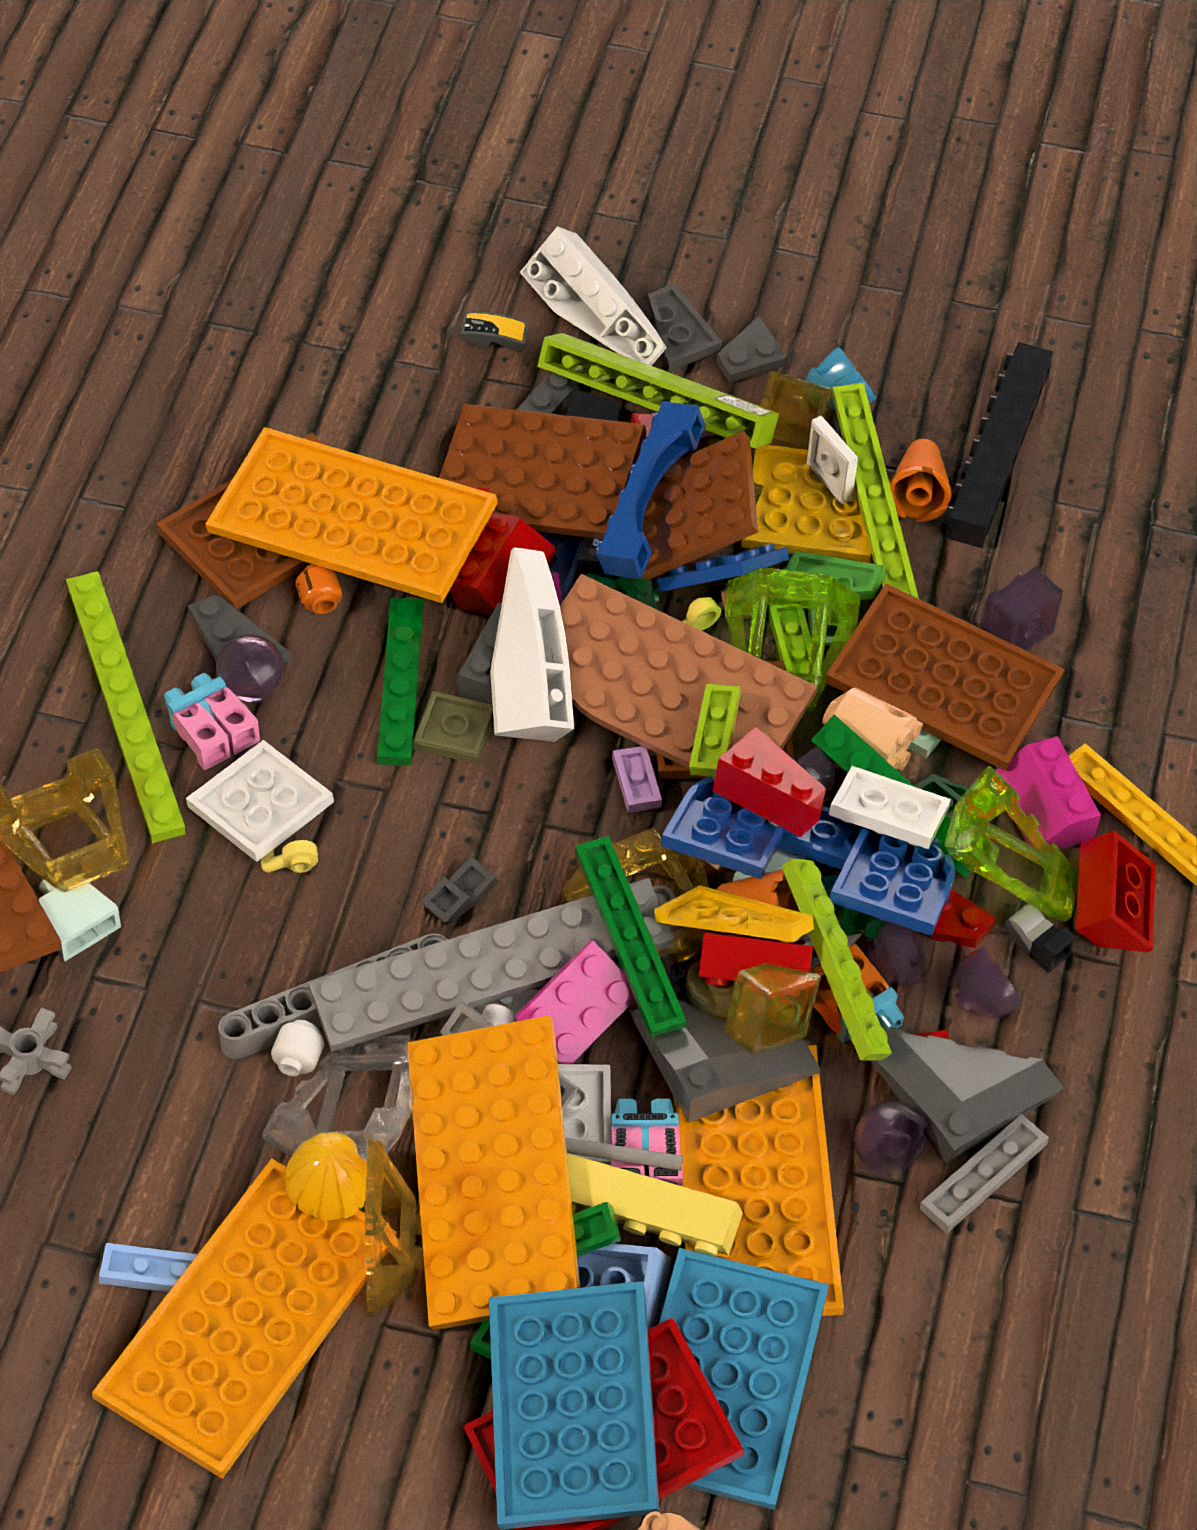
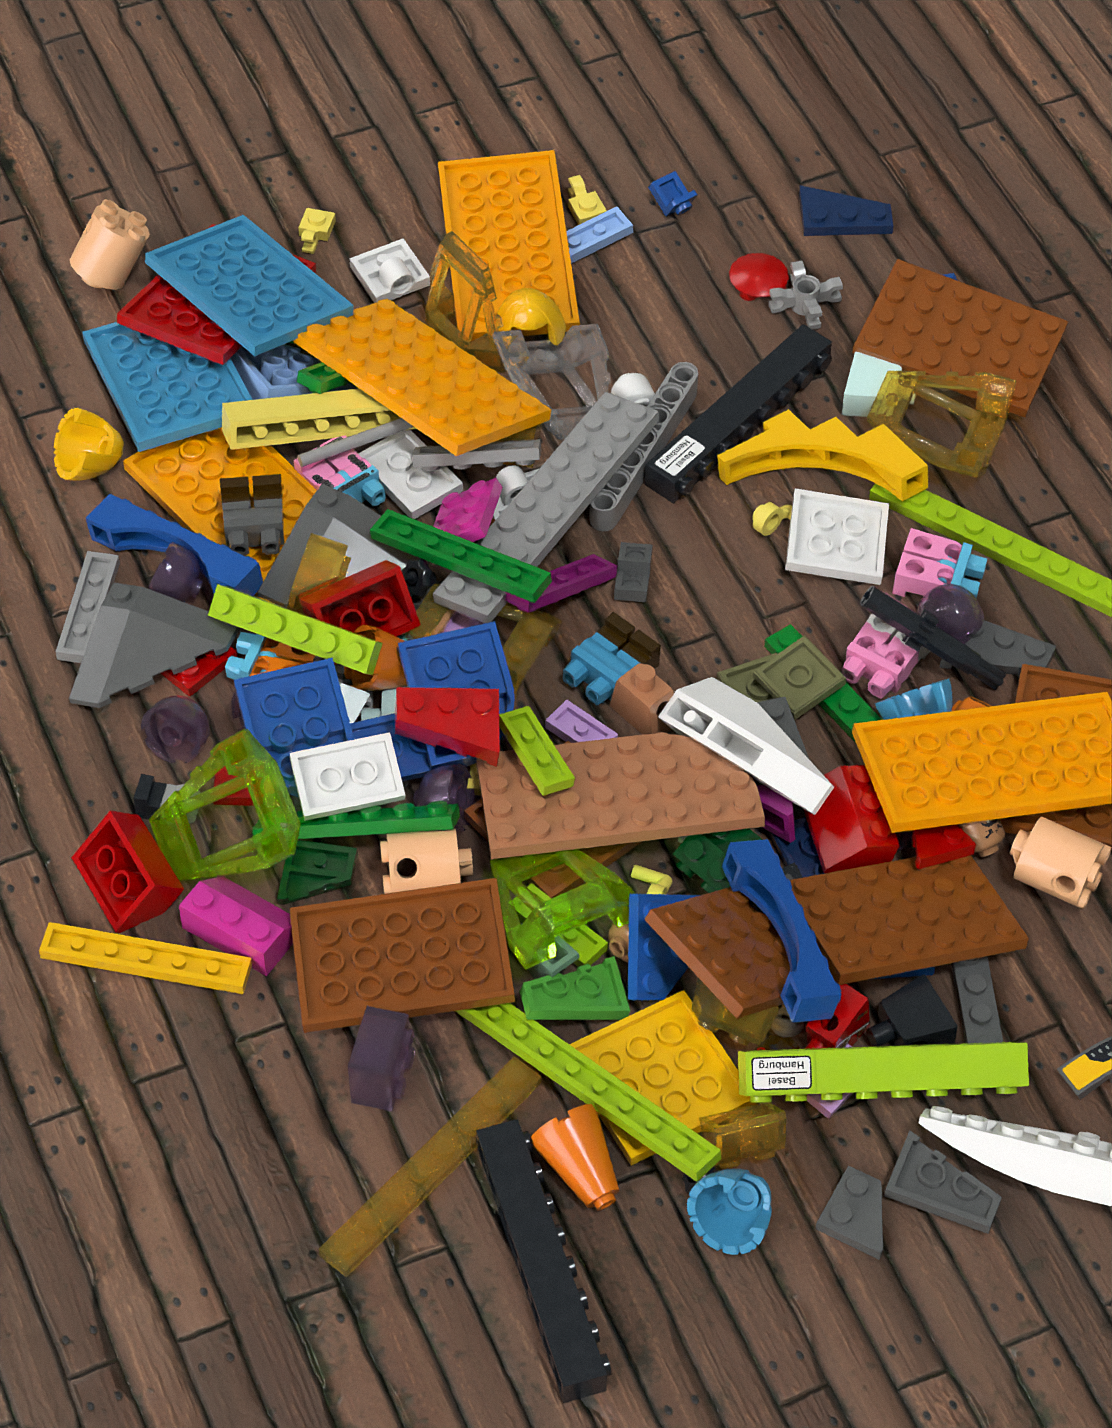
camera: 145 degrees right, 0 degrees up
(27, 1254) = (672, 194): none -> blue bracket
(41, 1113) = (757, 274): none -> red dish
(118, 1317) = (583, 204): none -> light yellow plate
(180, 875) = (832, 446): none -> yellow arch
(212, 970) = (738, 413): none -> black brick
(299, 638) = (922, 631): none -> black piece
(328, 681) = (880, 657): none -> bright pink hips
(356, 613) = (926, 700): none -> dark azure hair
(379, 433) = (1059, 861): none -> light nougat cylinder
(394, 1365) = (390, 271): none -> white plate
(417, 1491) = (315, 226): none -> light yellow plate
(422, 698) = (800, 675): none -> olive tile
(531, 895) = (568, 581): none -> magenta plate
(559, 817) = (609, 656): none -> dark azure hips
(568, 747) = (640, 699): none -> nougat torso
(734, 914) = (393, 606): yellow wing -> none
(769, 1139) = (257, 525): none -> dark grey hips
(832, 460) = (661, 1081): white plate -> none
(876, 1335) = (85, 446): none -> yellow hair
(894, 1229) = (126, 527): none -> blue arch
(1031, 551) = (428, 1167): none -> clear yellow plate

